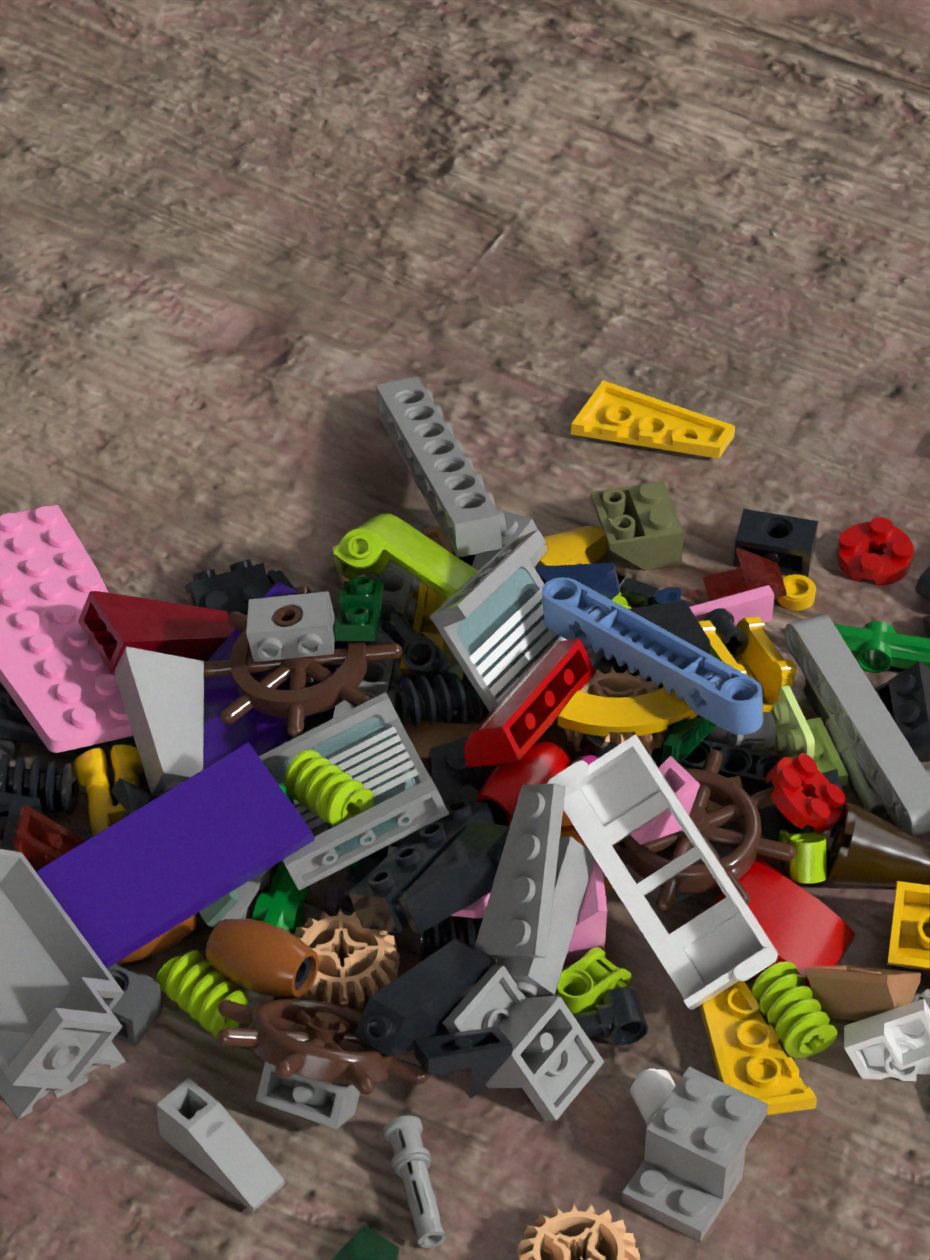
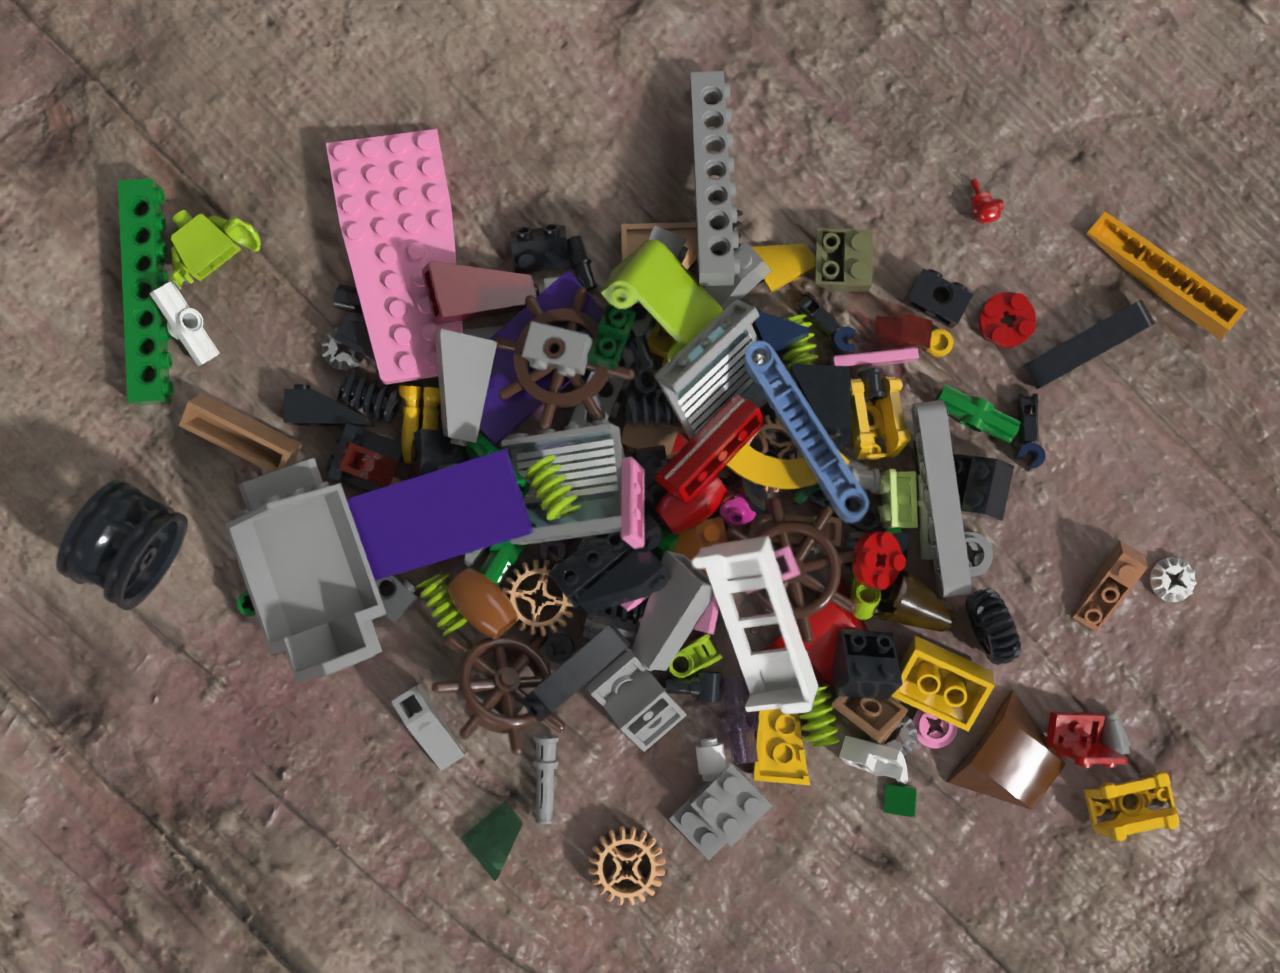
camera: 15 degrees right, 40 degrees up
(444, 779) = (632, 502): none -> bright pink tile
(472, 1054) = (591, 718): black slope -> none
(523, 888) = (662, 610): light grey wing -> none
(644, 421) = (881, 149): yellow wing -> none
(680, 1033) = (738, 722): none -> clear purple piece
(798, 451) = (984, 207): none -> red piece
(838, 928) = (865, 664): none -> black slope

